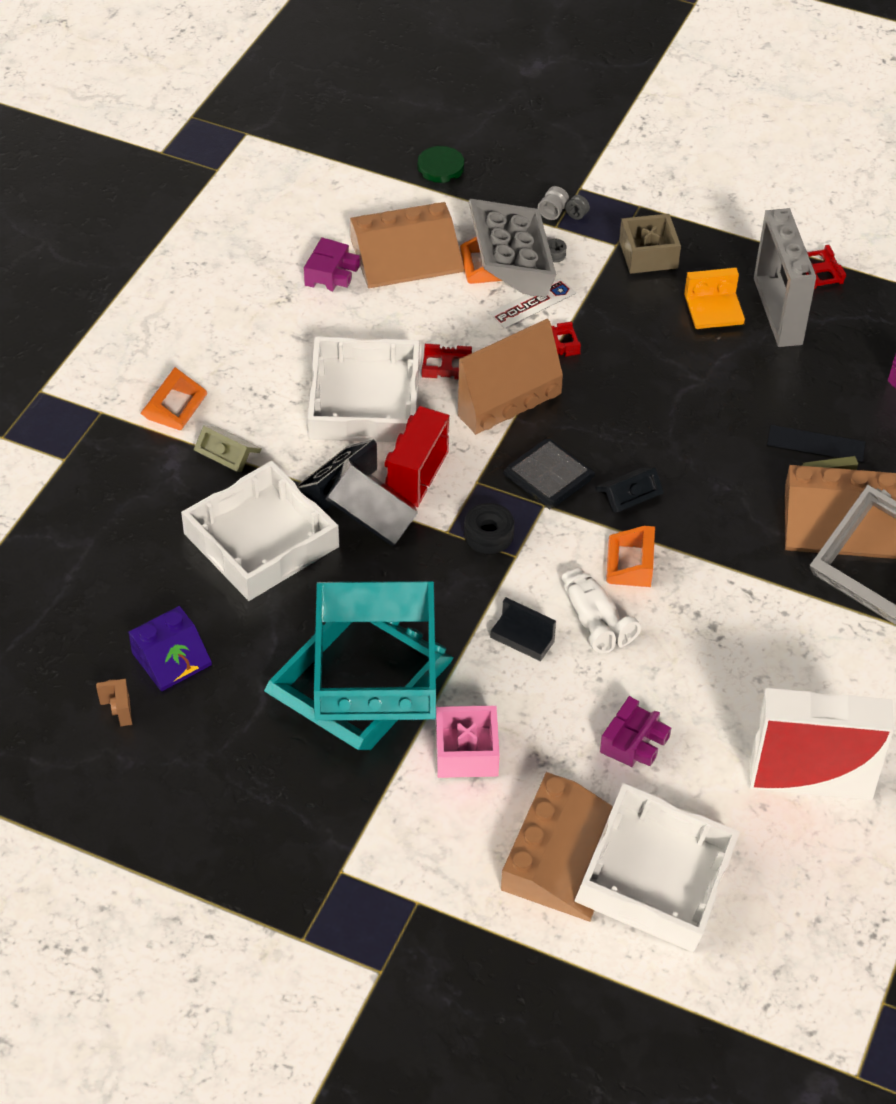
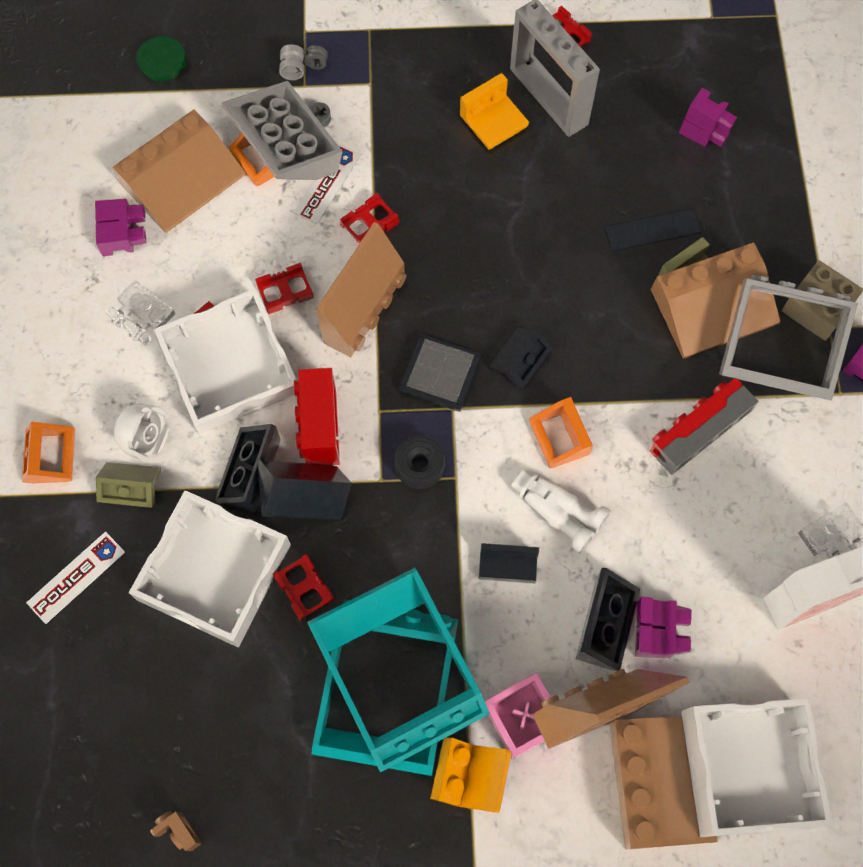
camera: 25 degrees left, 20 degrees up
(143, 497) = (75, 577): none -> white sticker
(169, 648) = (196, 748): dark purple slope -> none
(262, 410) = (141, 430): none -> white cylinder
(314, 323) = (146, 306): none -> clear plate
(342, 575) = (295, 592): none -> red piece
(389, 763) = (471, 775): none -> light orange bracket
(541, 744) = (602, 703): none -> medium nougat slope
(585, 706) = (608, 621): none -> black slope
(649, 243) = (405, 73): dark tan brick -> none
(770, 601) = (702, 426): none -> piece

